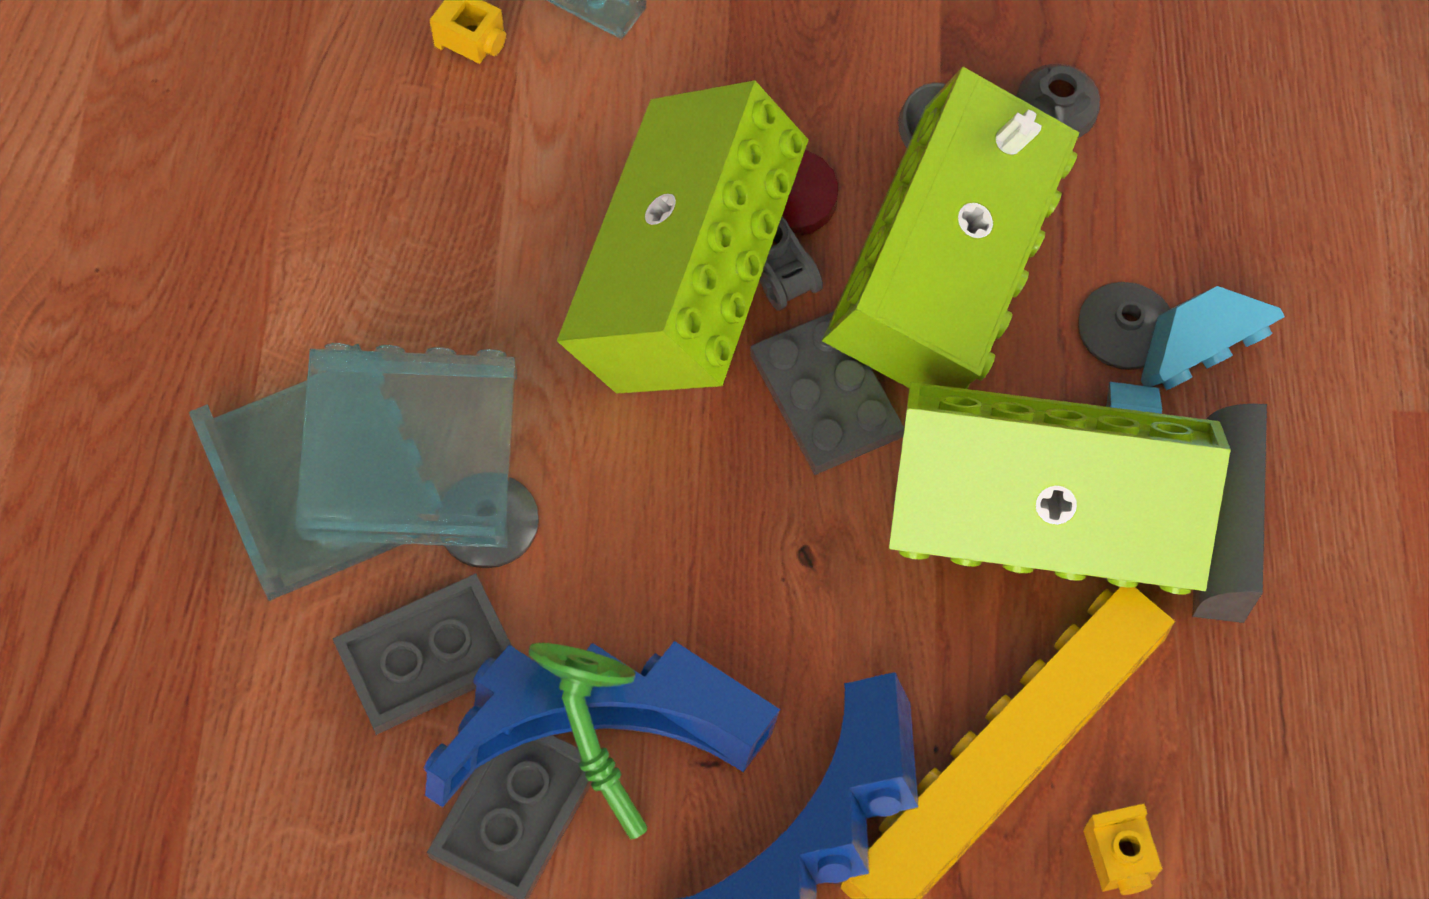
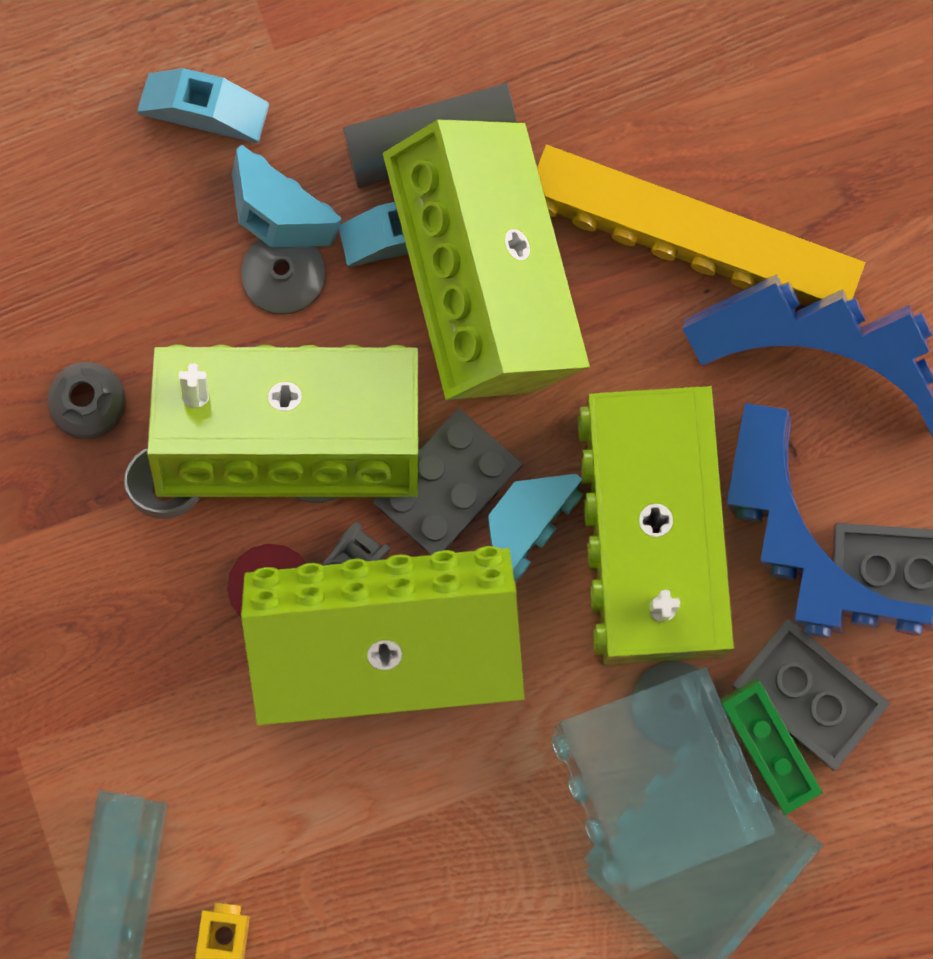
camera: 110 degrees left, 15 degrees up
(391, 579) = (770, 746): none -> green plate
(578, 675) = (812, 541): bright green dish -> none
(680, 555) = (658, 463): none -> lime piece
(750, 441) = (527, 515): none -> medium azure slope
(1114, 868) = (721, 139): yellow brick -> none
(1342, 310) = (203, 103): none -> medium azure slope

